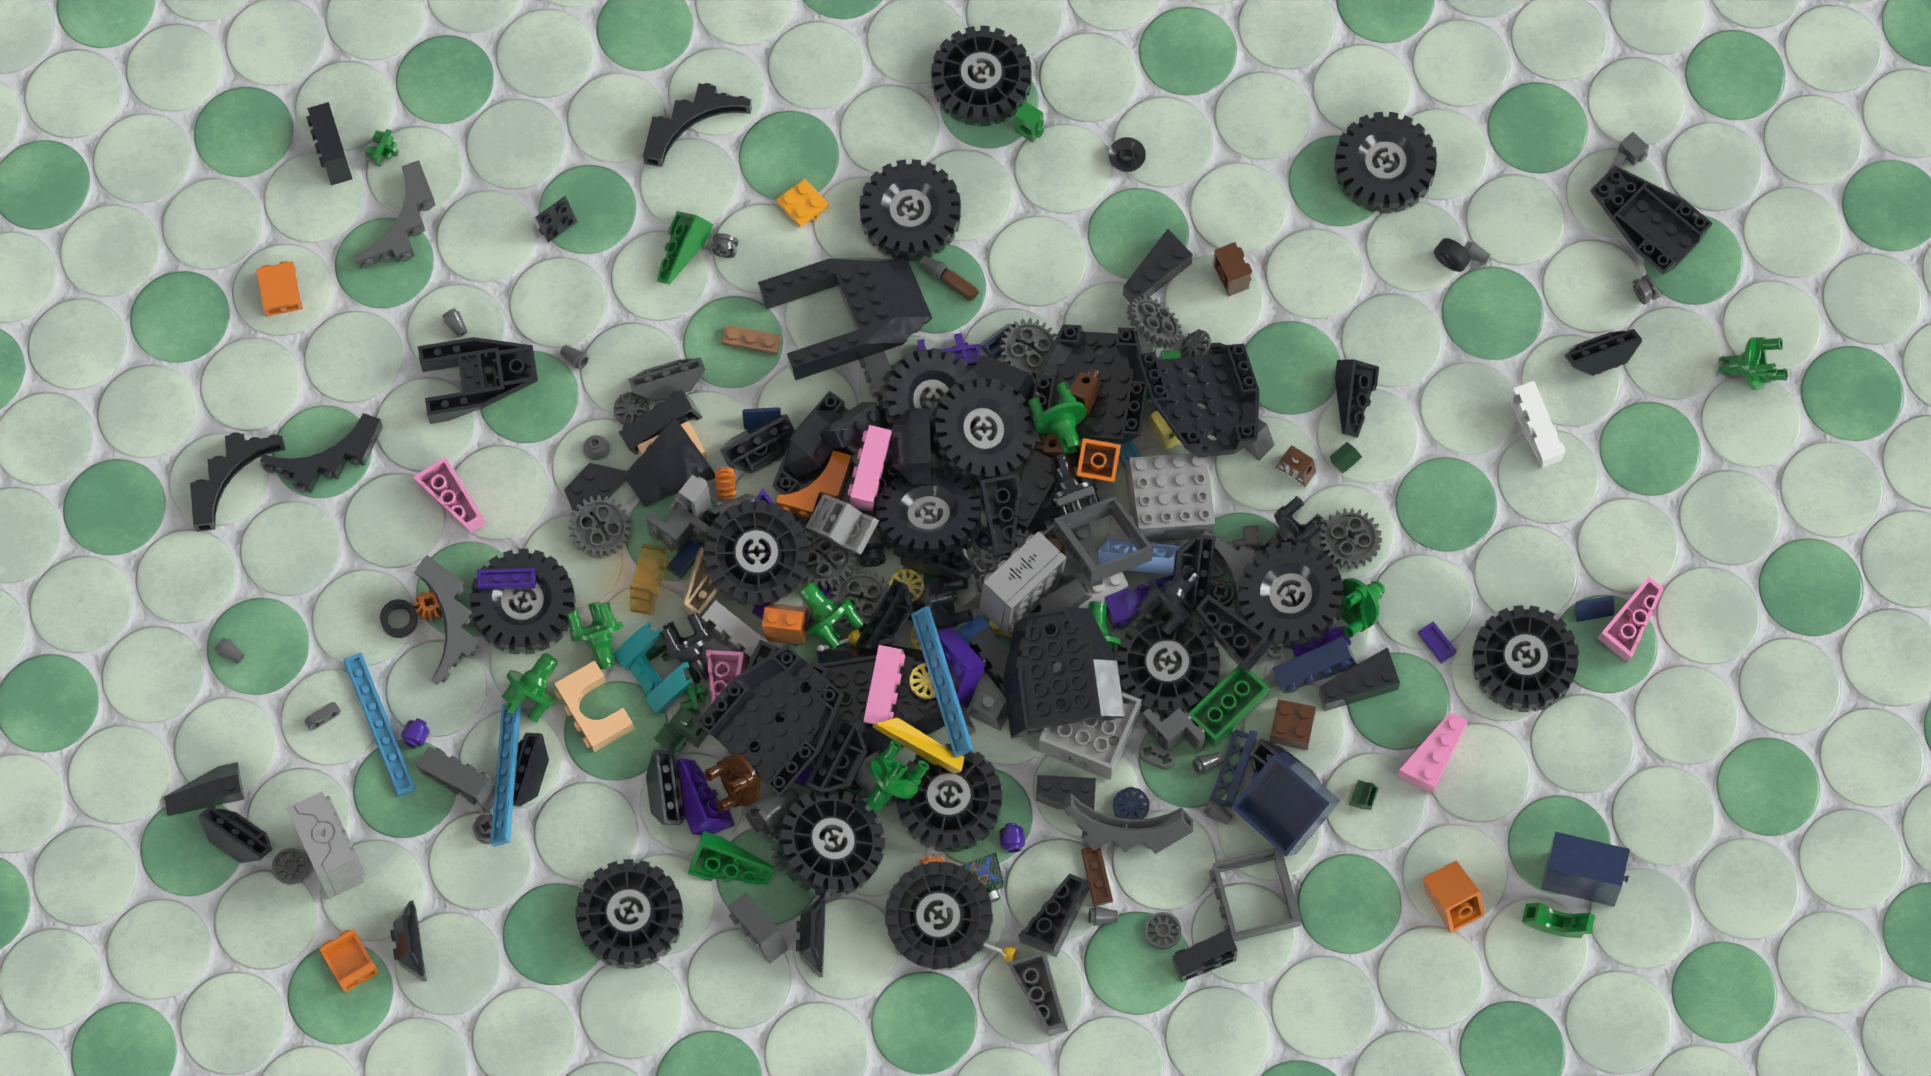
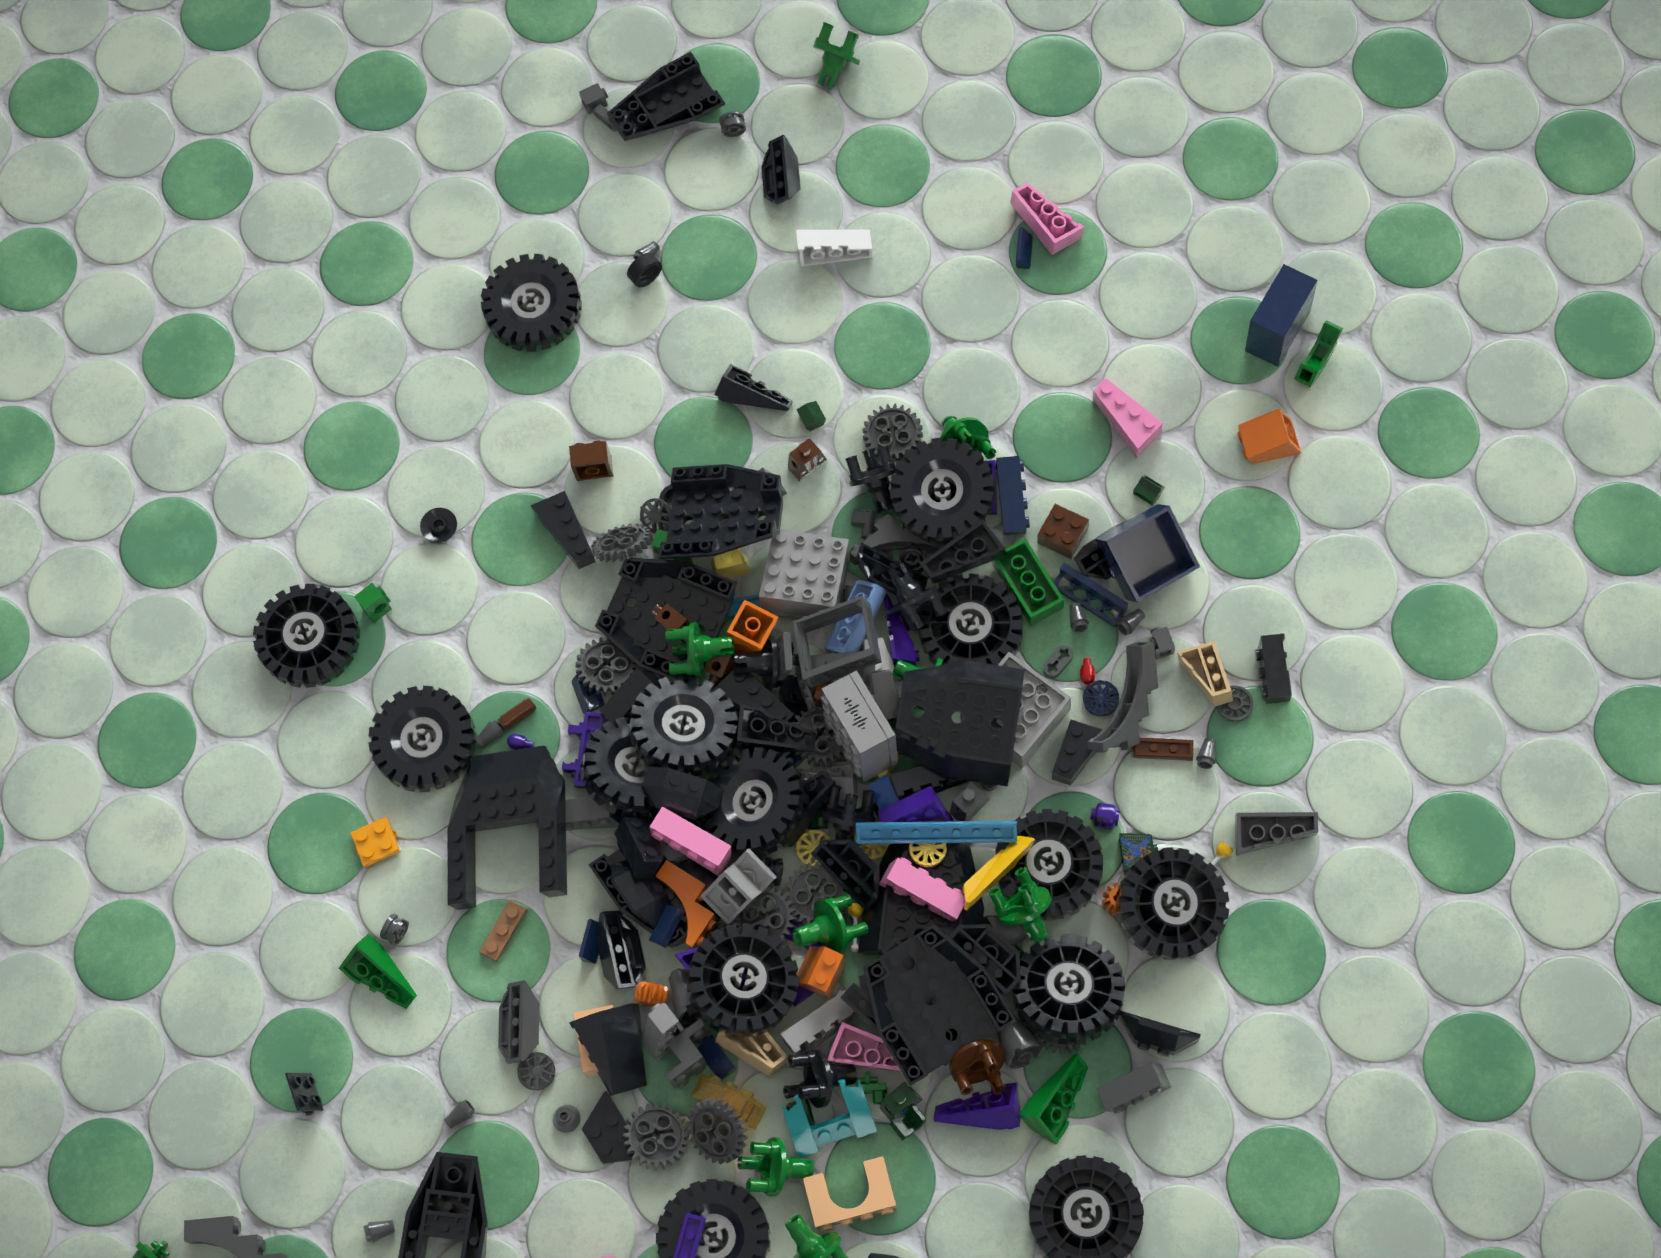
camera: 65 degrees left, 0 degrees up
(616, 574) = (717, 1130): none -> dark grey gear
(653, 422) = (562, 1045): black wedge -> none
(665, 788) = (963, 1142): black wedge -> none
(707, 103) = (237, 932): black arch -> none
(788, 474) = (666, 926): none -> dark blue slope
(933, 296) = (519, 742): none -> dark purple cylinder
(1052, 923) = (1200, 795): black wedge -> none
(1153, 785) = (1087, 672): none -> red cylinder
(1174, 729) = (1040, 635): dark grey bracket -> none
(1183, 895) = (1207, 671): none -> tan wedge
(1204, 846) = (1162, 642): none -> dark grey brick
(1247, 860) = (1206, 579): dark grey window -> none
(1363, 681) = (1037, 455): black wedge -> none
(1437, 642) = (1016, 388): dark purple tile -> none
(1514, 681) = (1064, 337): black wheel -> none

